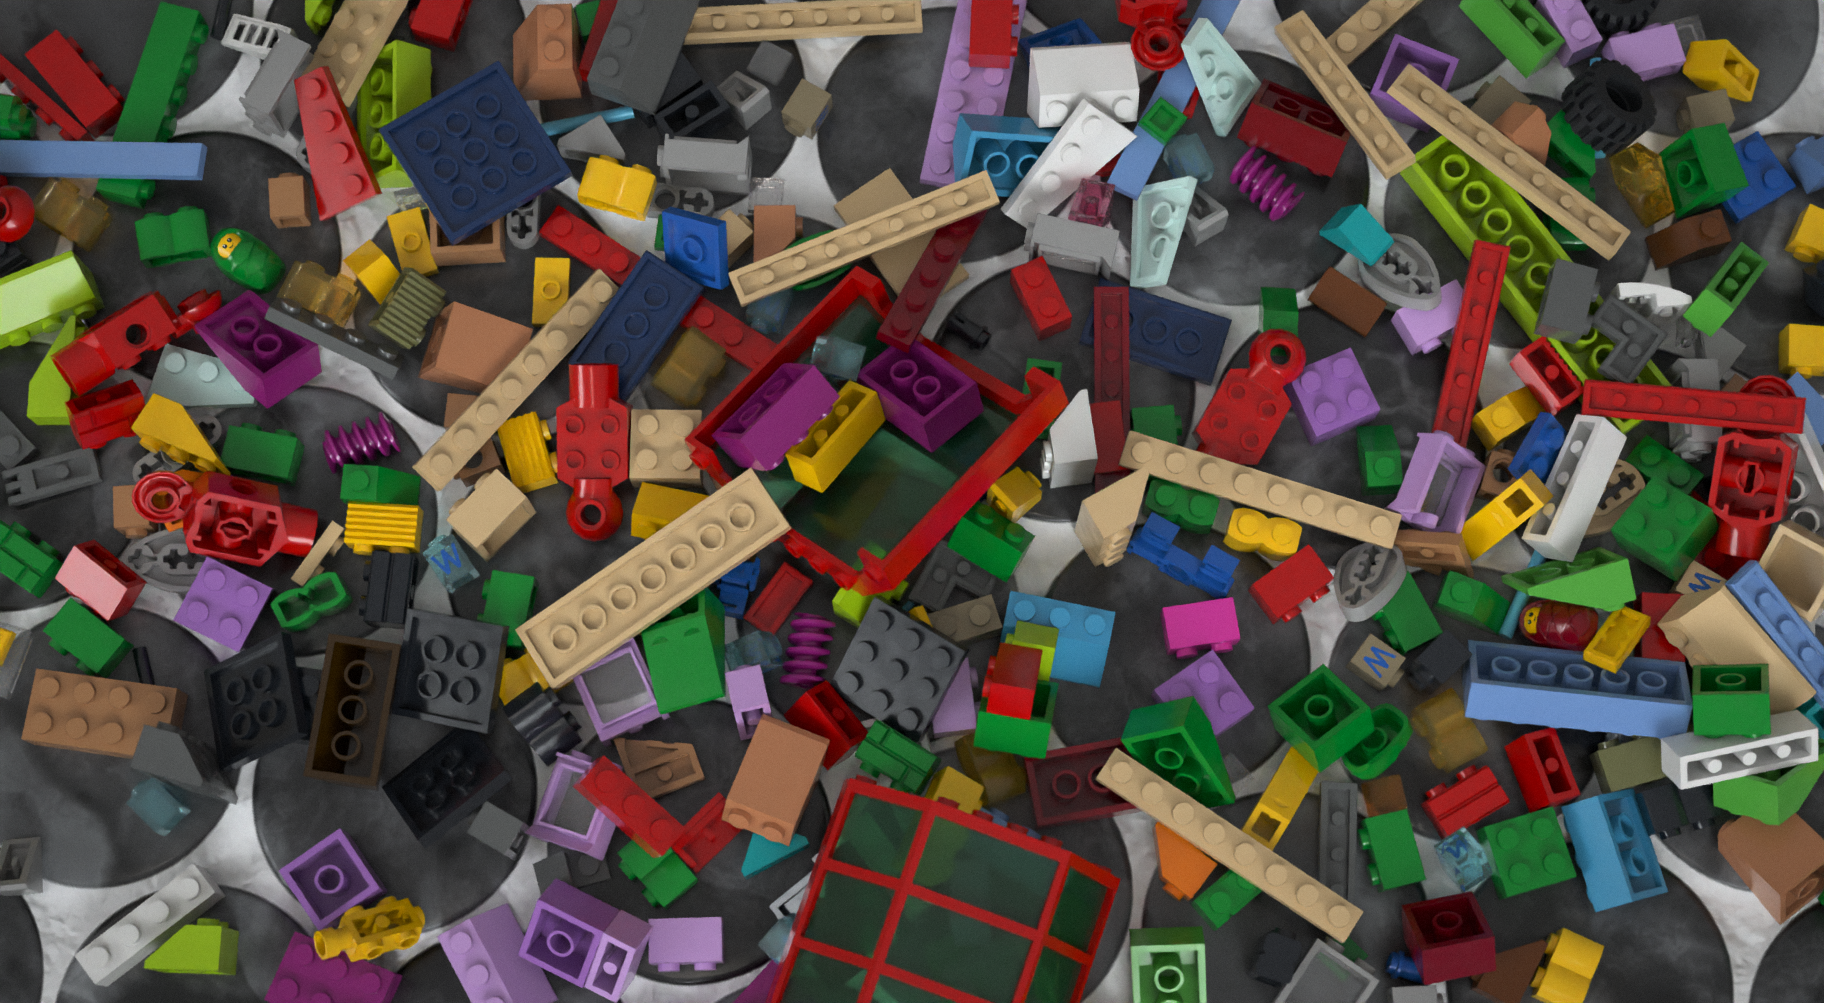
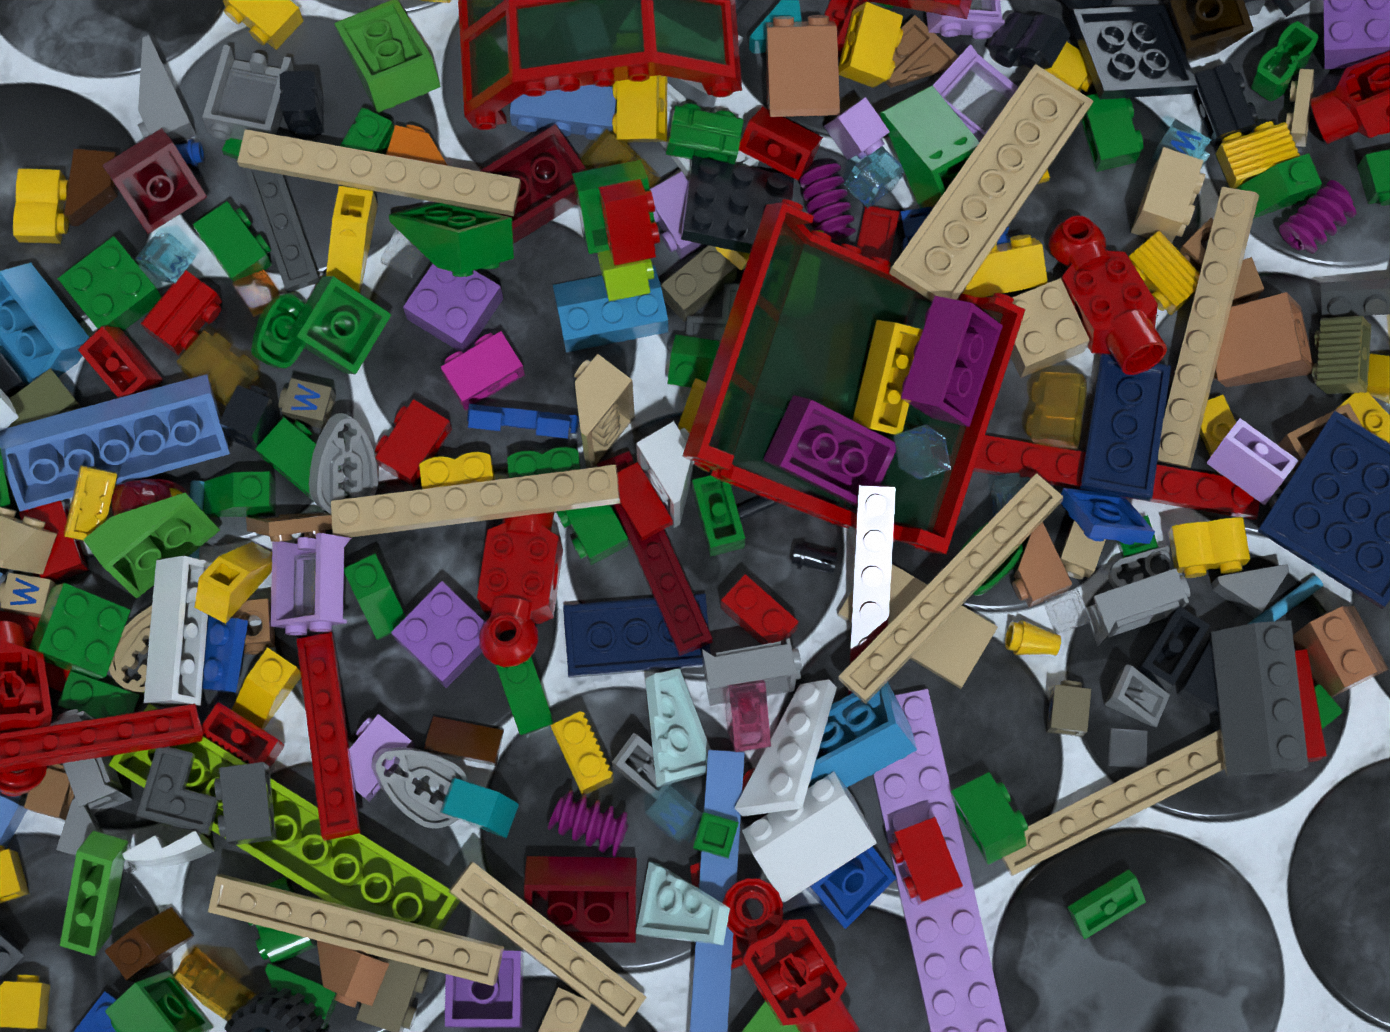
camera: 155 degrees right, 0 degrees up
(542, 240) = (1252, 461): none -> lavender brick
(698, 778) = (870, 45): none -> yellow brick
(812, 183) = (1031, 640): none -> yellow cone
(919, 45) = (989, 817): none -> green brick
(1247, 244) = (582, 752): none -> yellow brick

